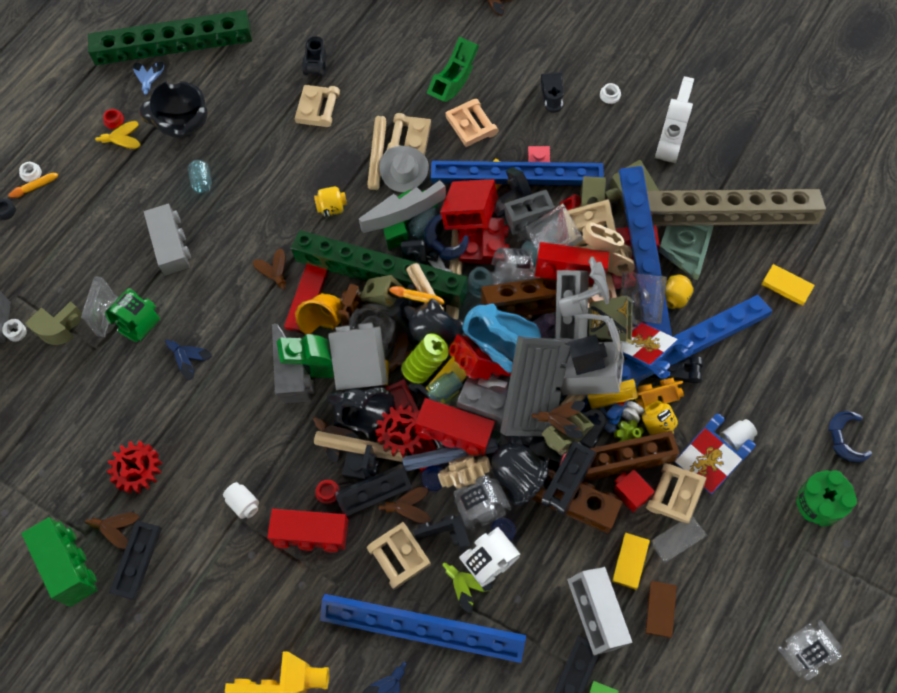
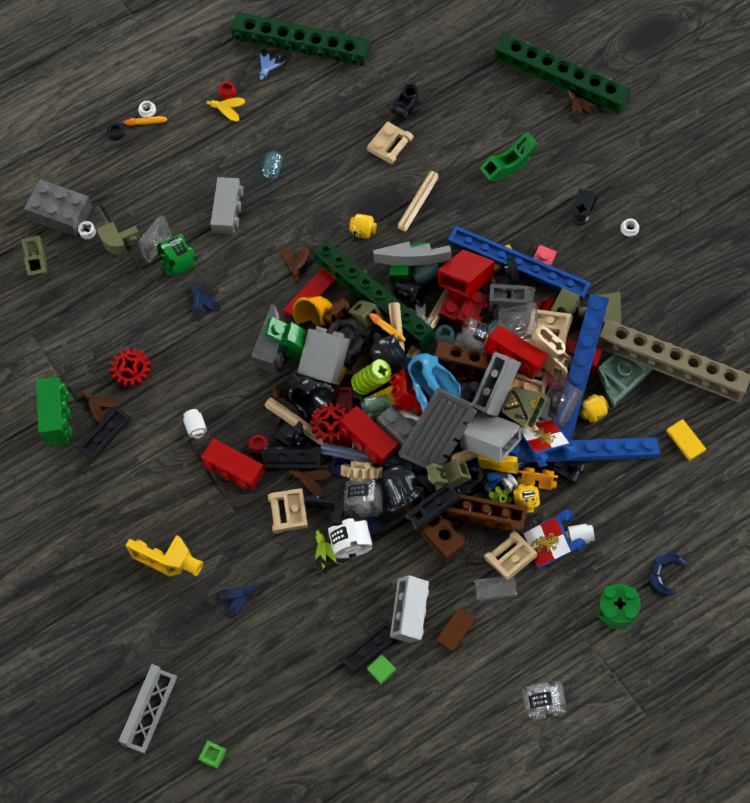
camera: 25 degrees right, 0 degrees up
(175, 109) = (277, 103): black piece -> none
(403, 168) = (431, 222): light grey hat -> none
(417, 132) = (454, 202): tan plate -> none
(423, 628) = (280, 566): blue plate -> none
(446, 253) = (424, 291): dark blue piece -> none
(465, 124) = (498, 206): light nougat plate -> none
(558, 415) = (444, 460): reddish brown piece -> none
(577, 303) = (513, 369): light grey plant -> none
(587, 354) = (488, 423): black brick -> none
(630, 561) = (452, 587): yellow tile -> none
(632, 490) = (479, 539): red brick -> none
(678, 115) = (667, 267): white piece -> none

